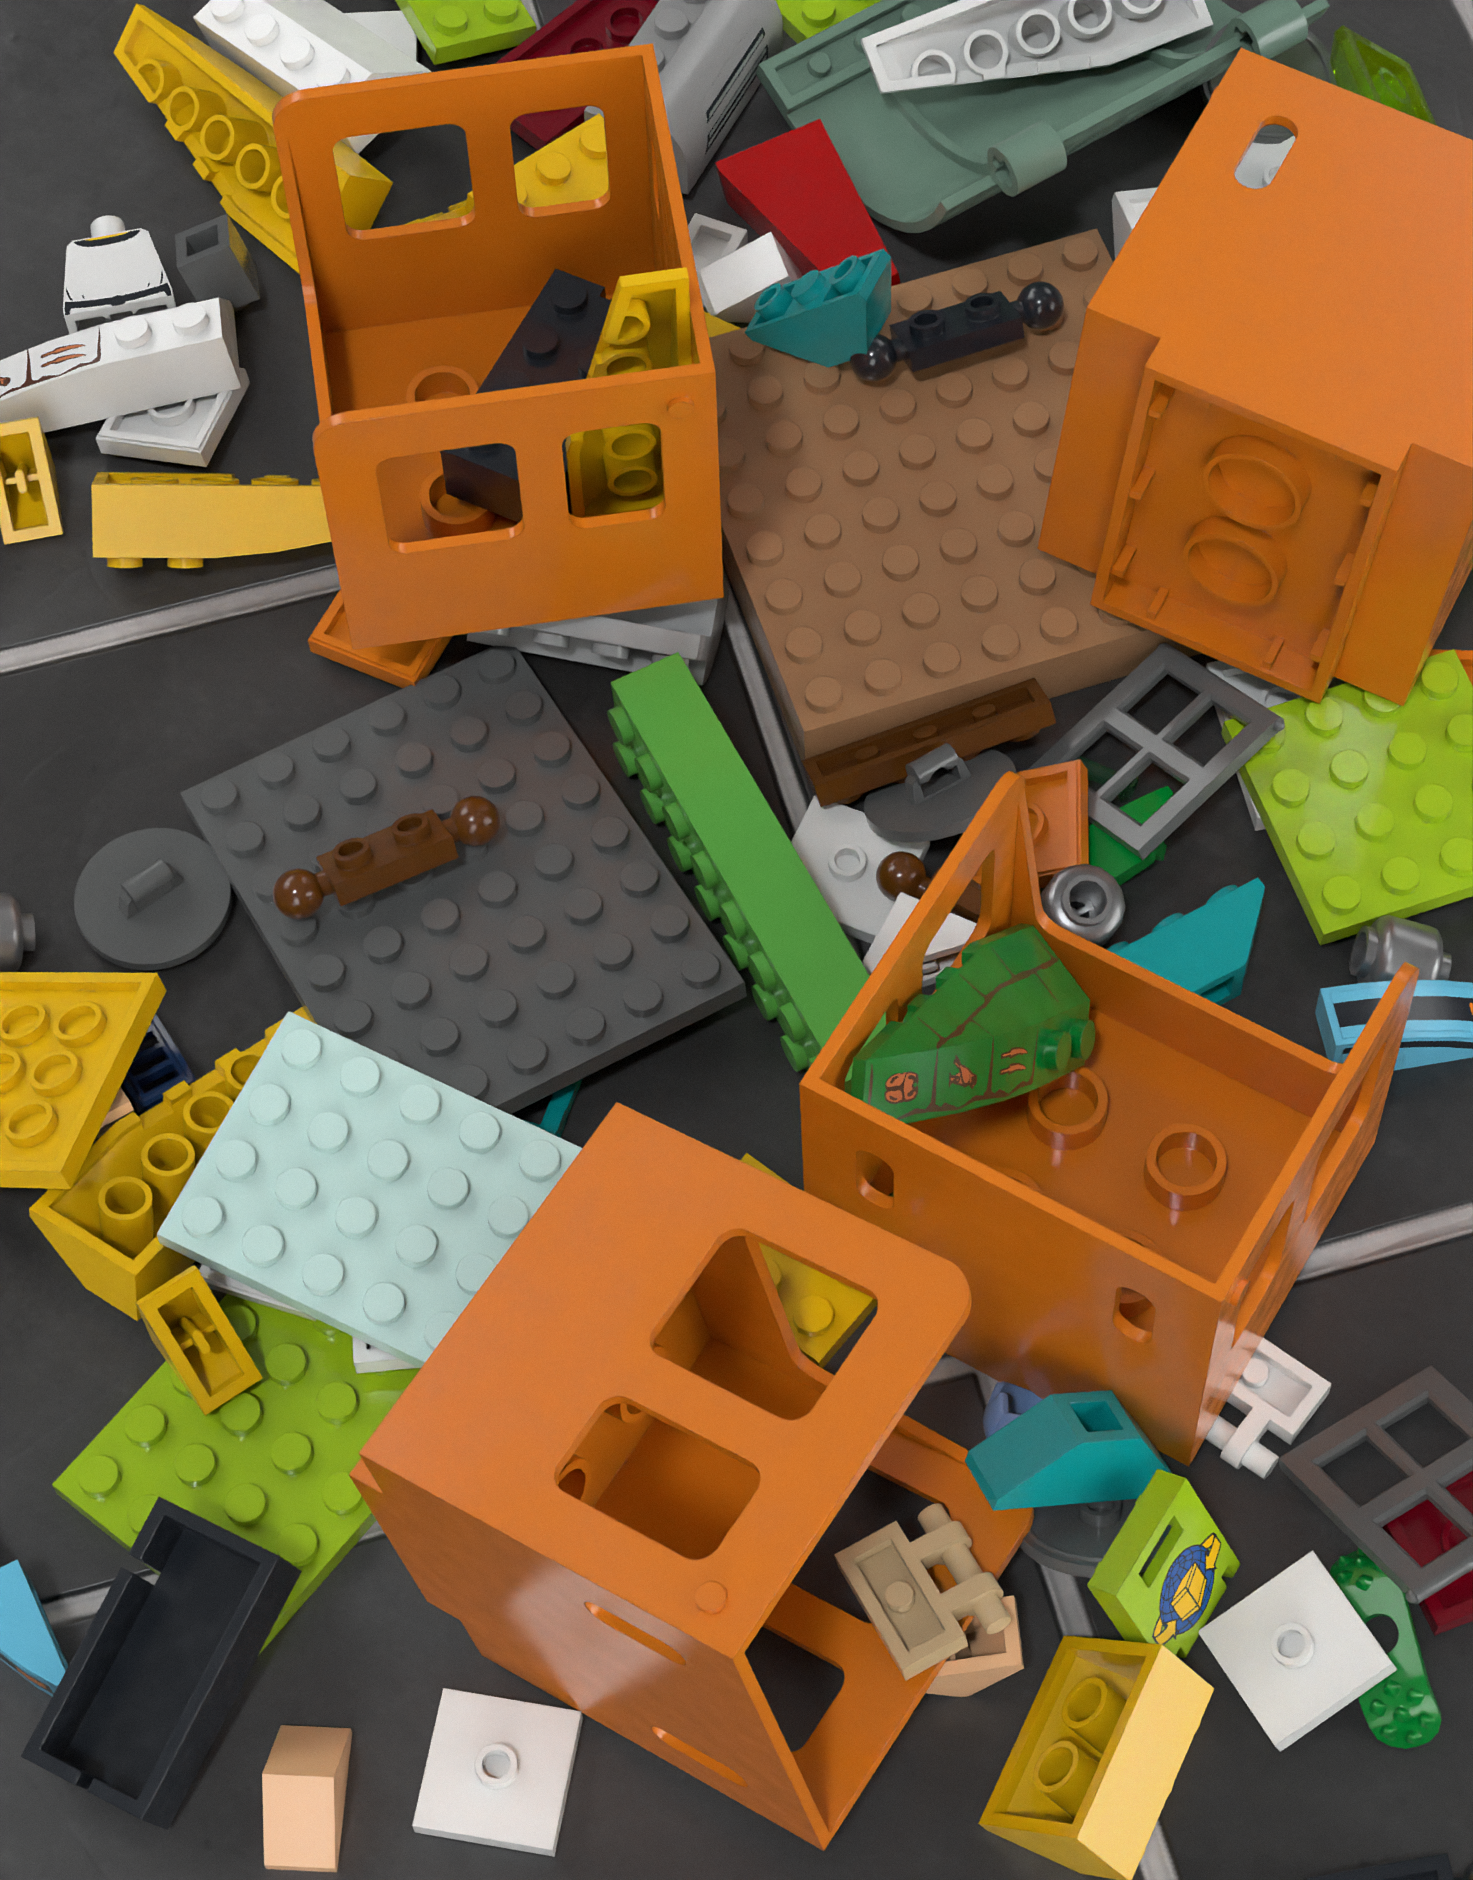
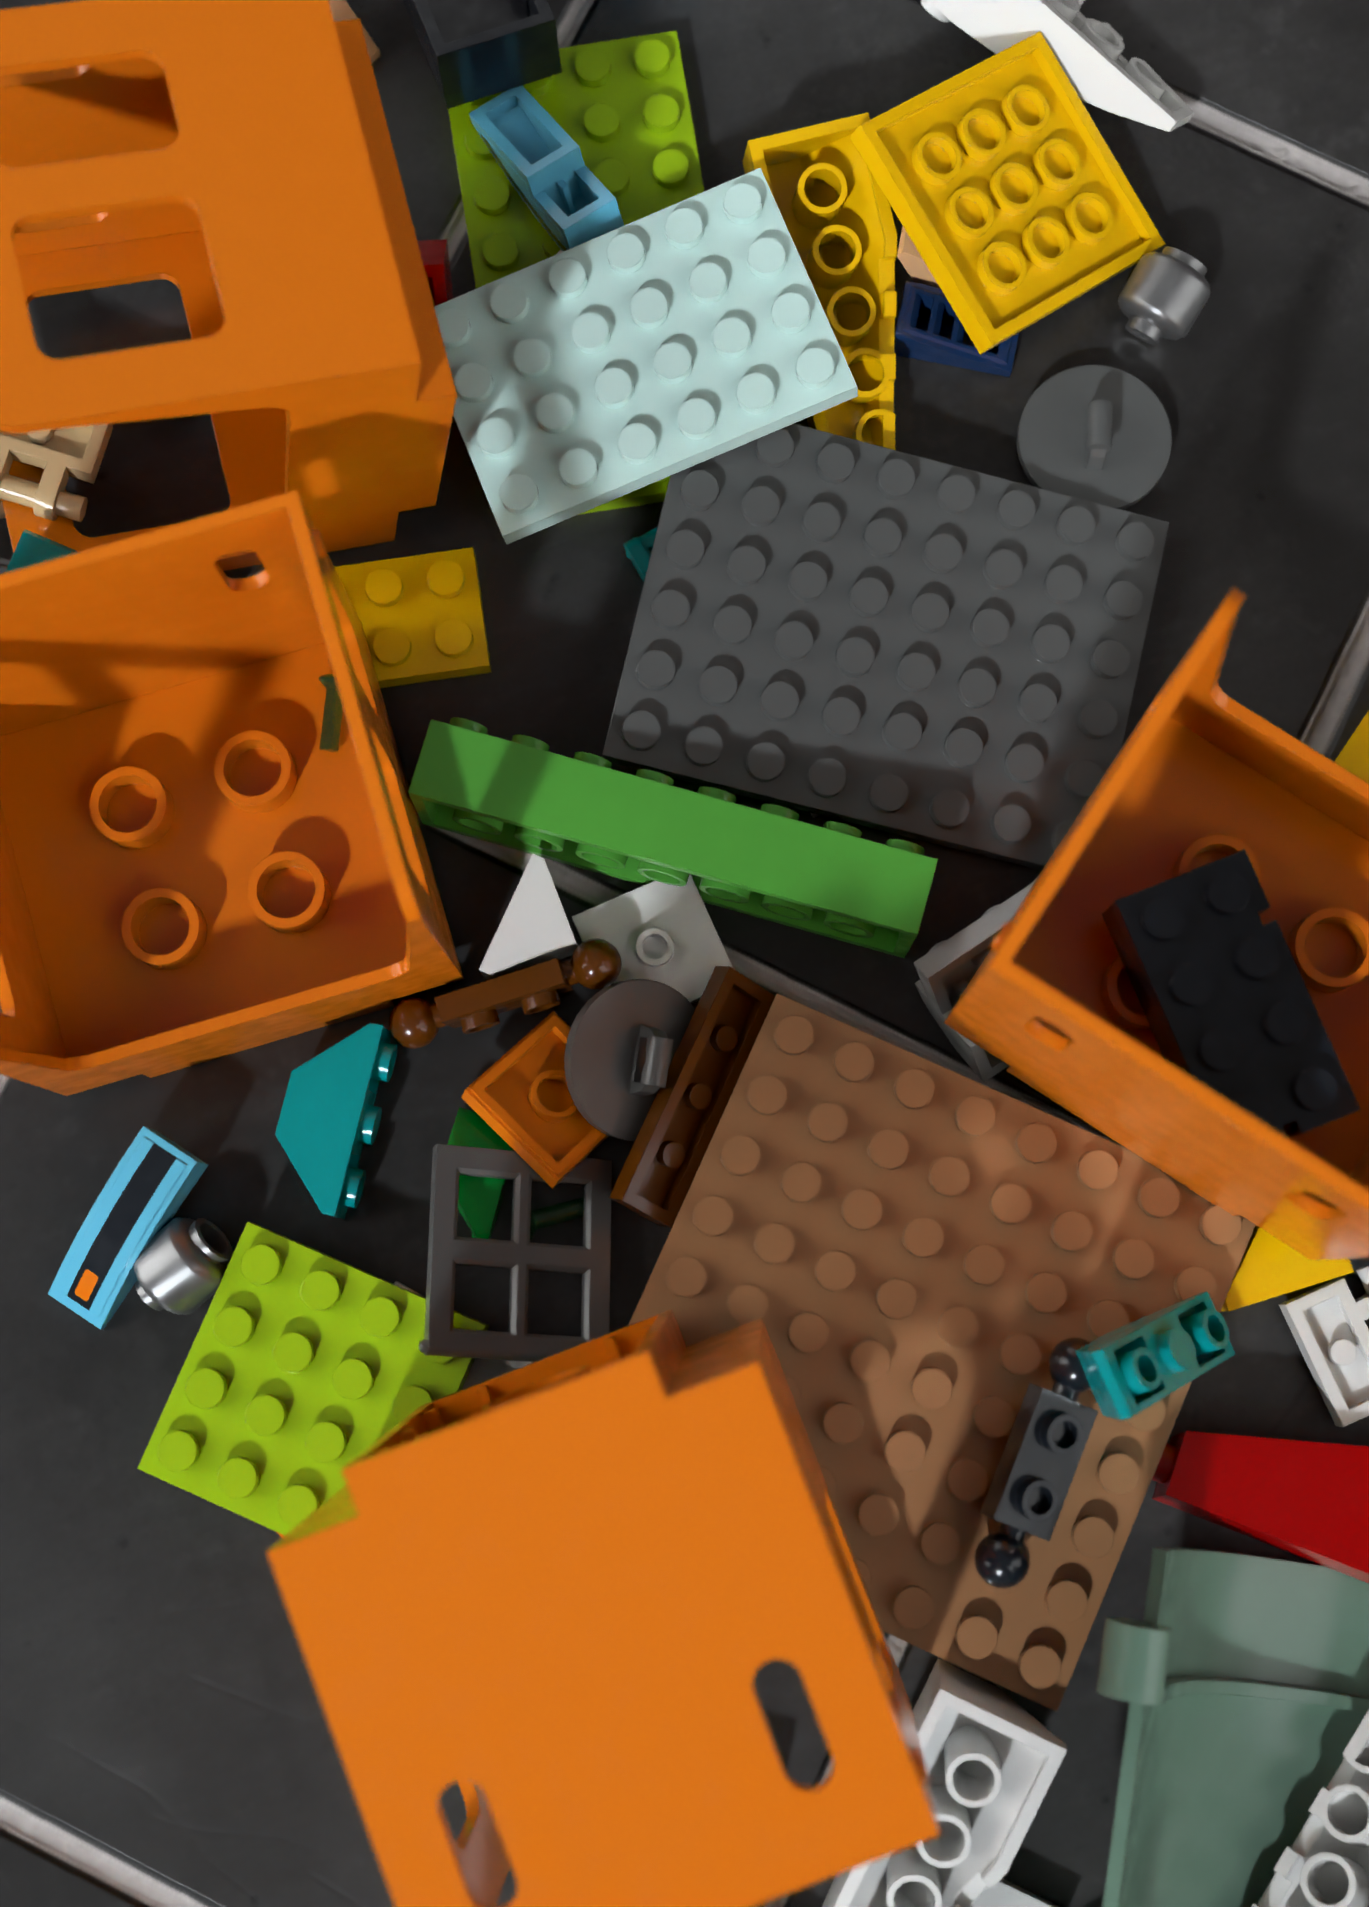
camera: 130 degrees right, 20 degrees up
(198, 1340) = (671, 164): yellow slope -> none
(288, 1443) = (546, 168): none -> medium azure slope
(386, 857) = (947, 588): reddish brown plate -> none
(642, 331) = (1123, 985): yellow wedge -> none
(739, 278) = (1268, 1373): white slope -> none
(984, 1035) = (313, 781): green wedge -> none
(1095, 896) = (439, 1065): flat silver head -> none

